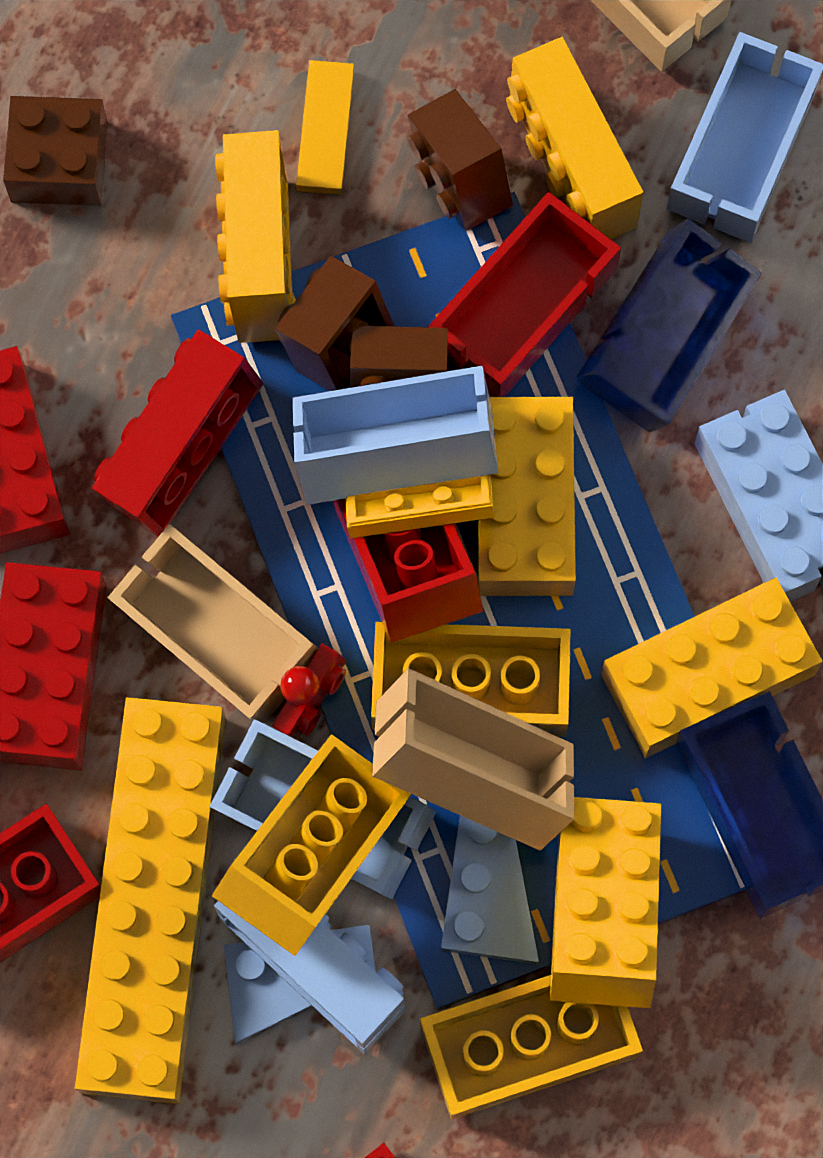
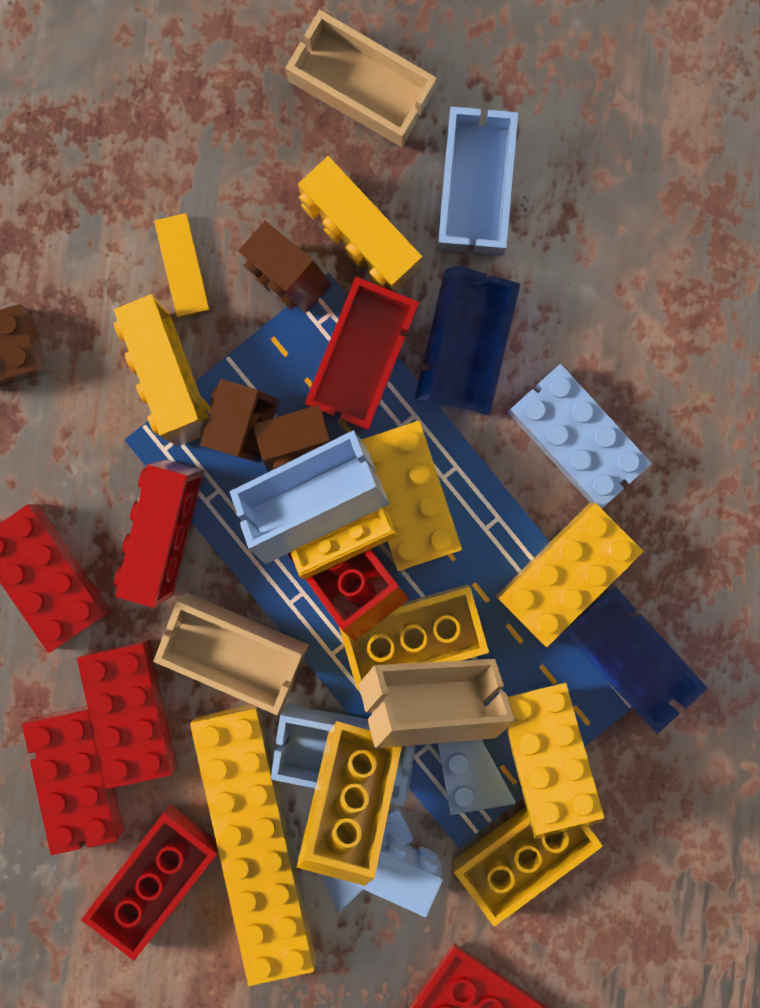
camera: 20 degrees left, 15 degrees up
(305, 691) = (304, 684): red plate -> none

